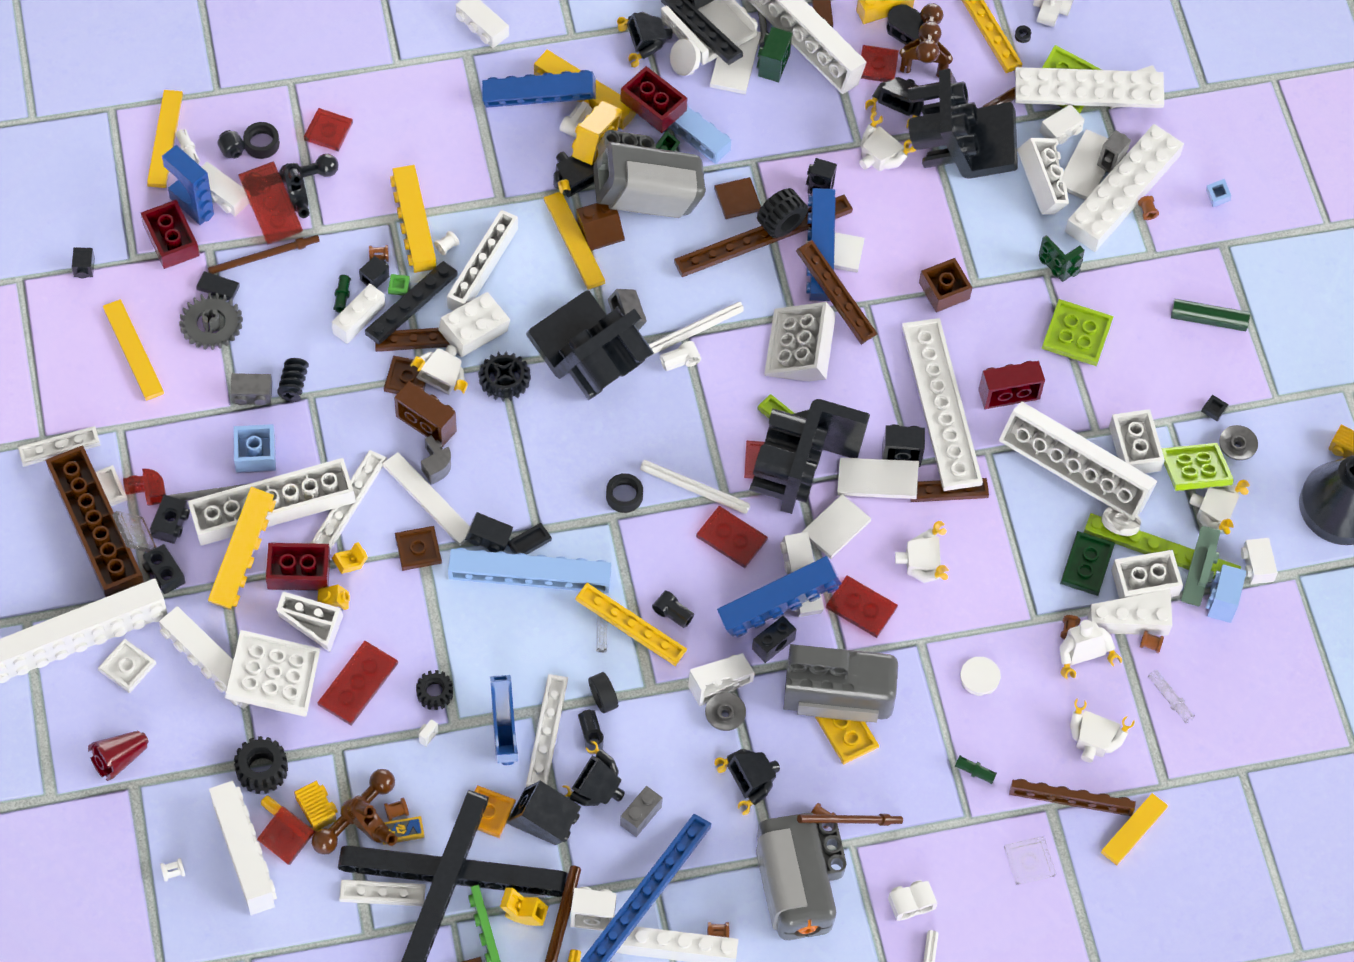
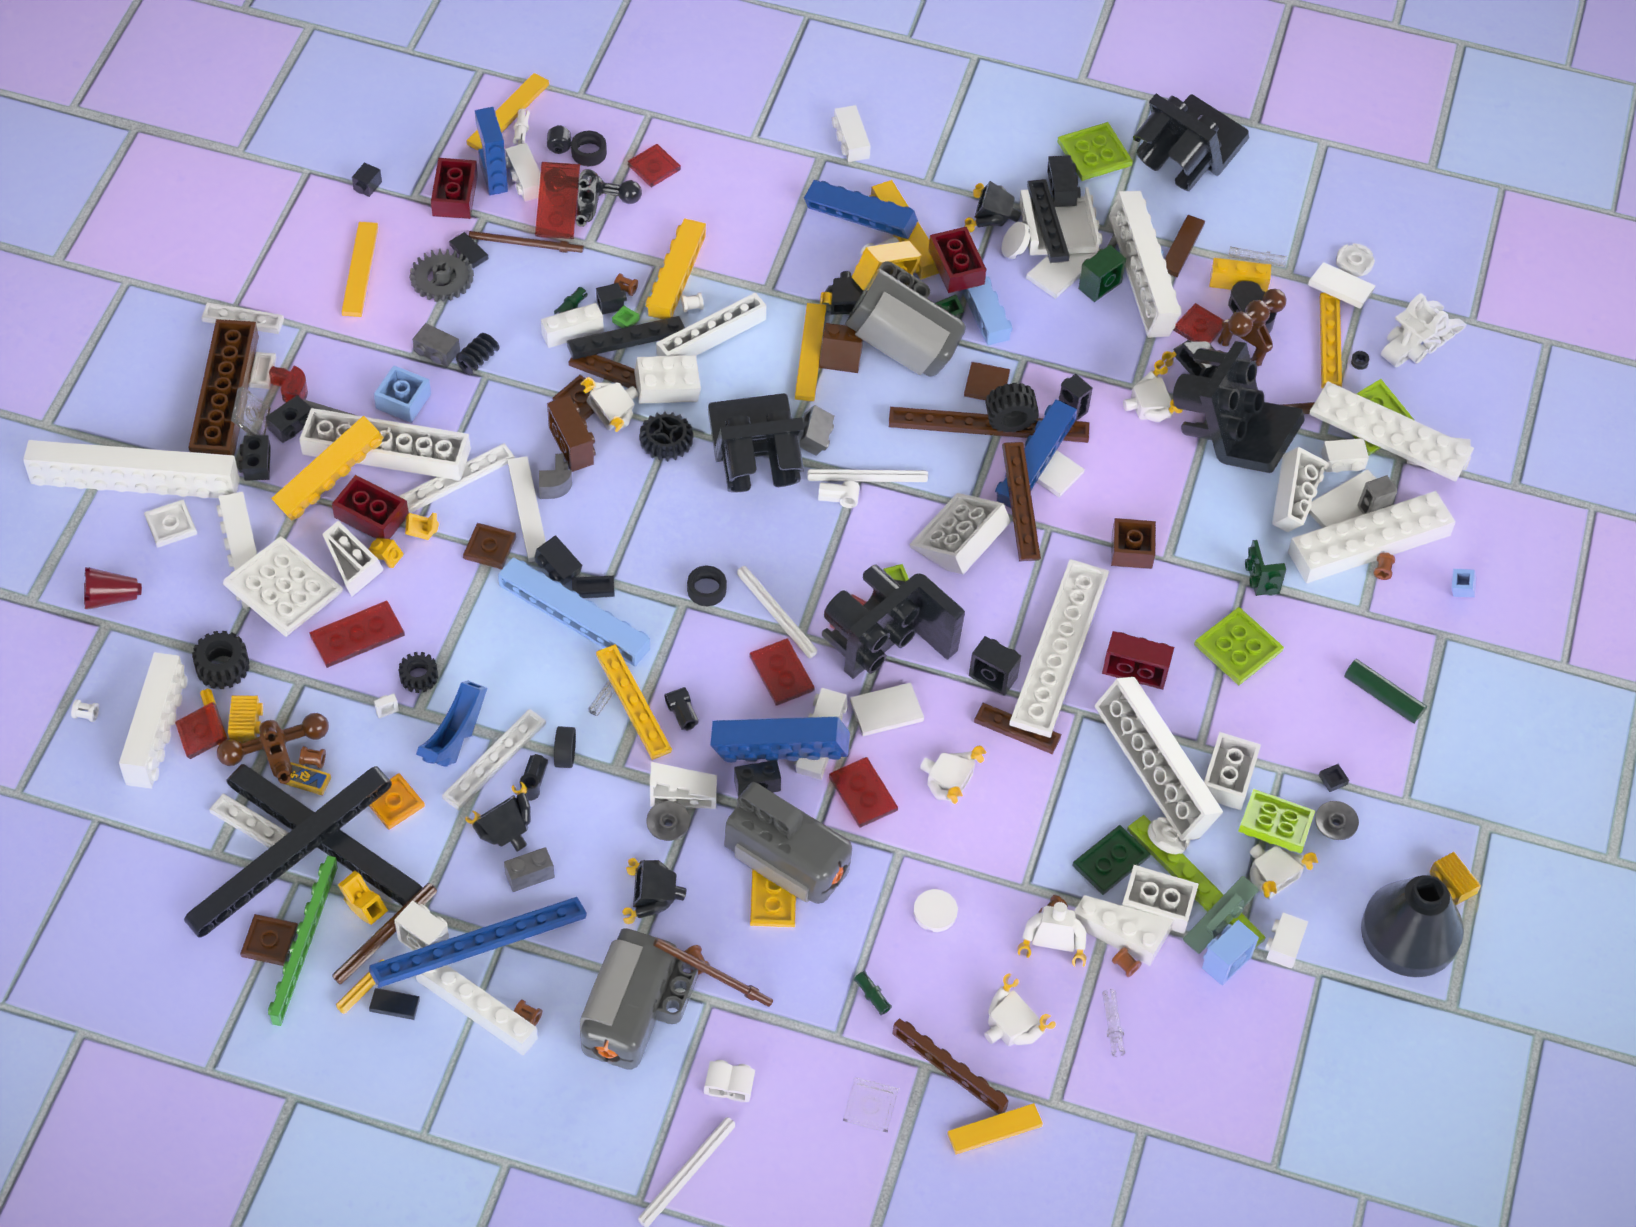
camera: 30 degrees right, 5 degrees down
(544, 813) = (440, 827): black slope -> none
(878, 478) = (954, 684): white tile -> none

